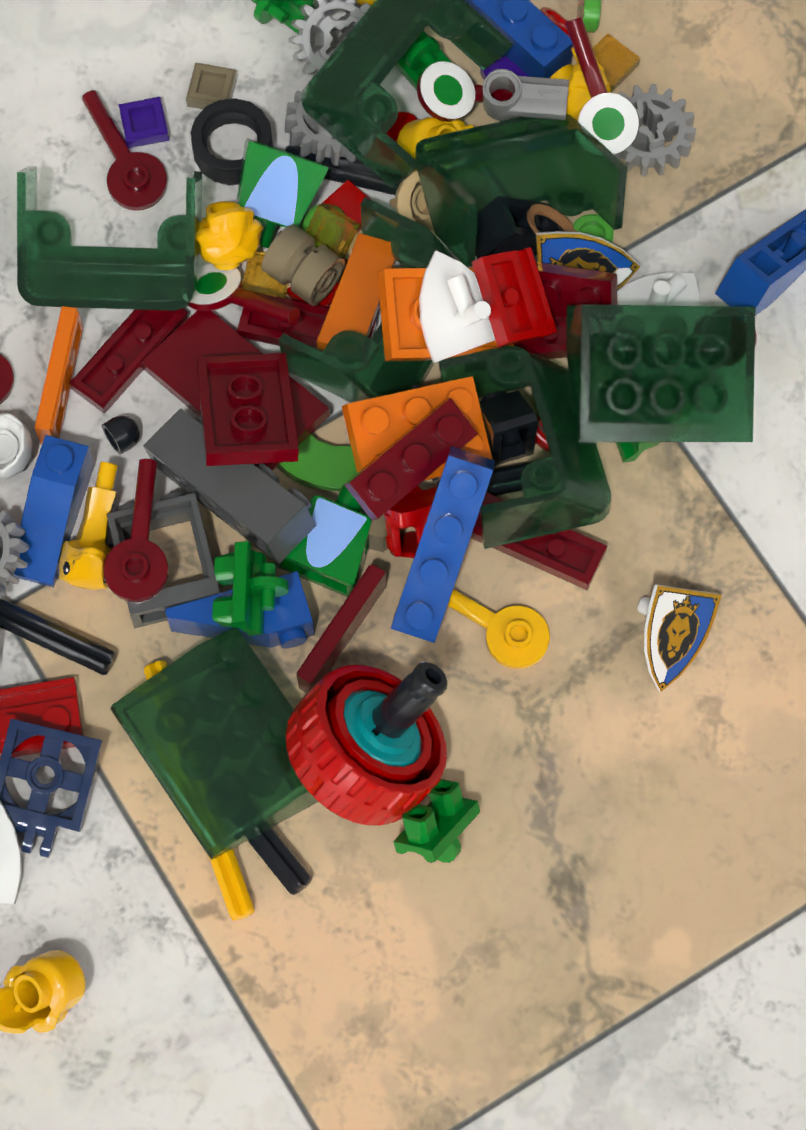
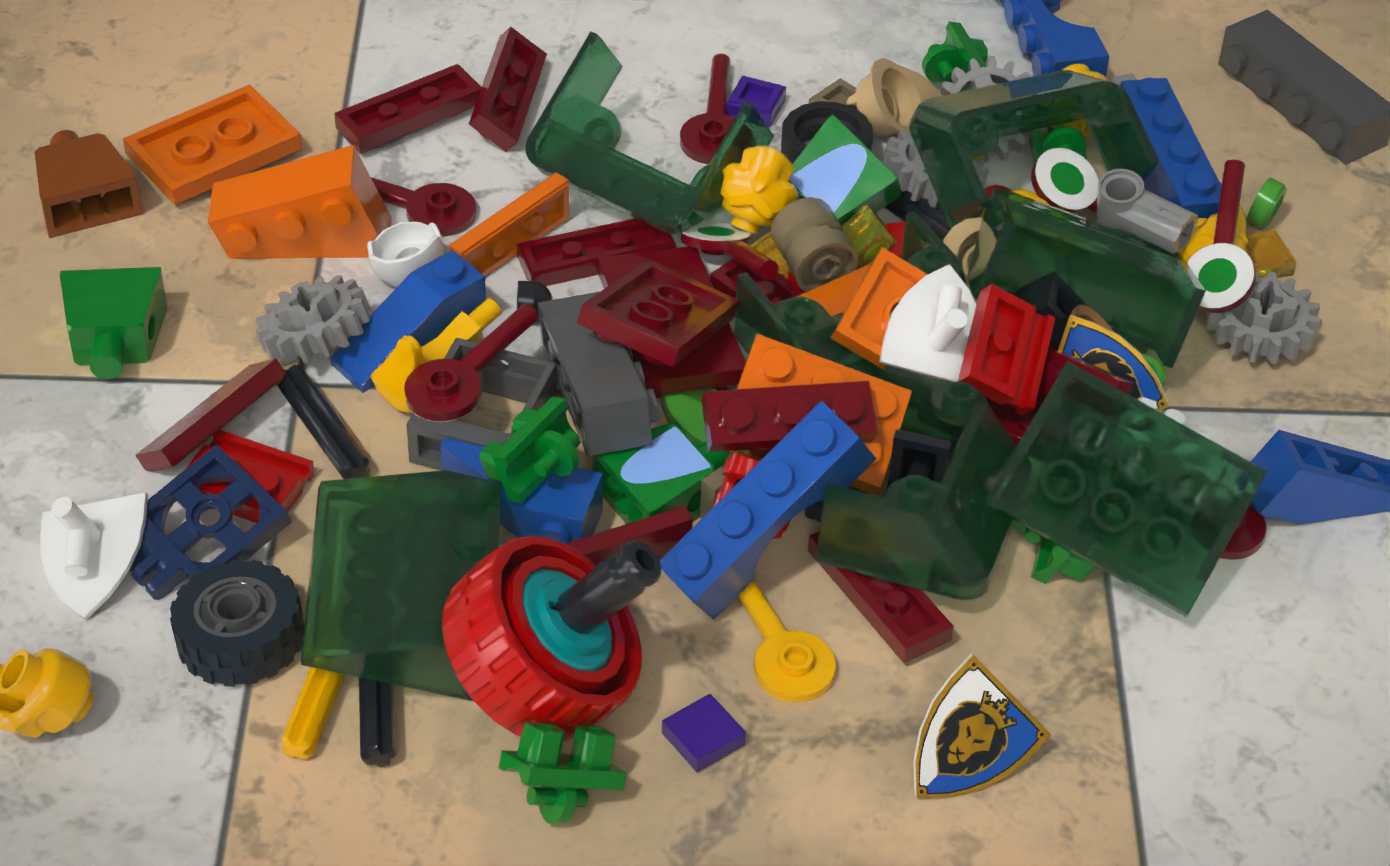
camera: 30 degrees right, 25 degrees down
(110, 825) = (237, 622): none -> black wheel
(264, 69) = (890, 96): none -> tan piece
(495, 729) = (703, 732): none -> dark purple tile

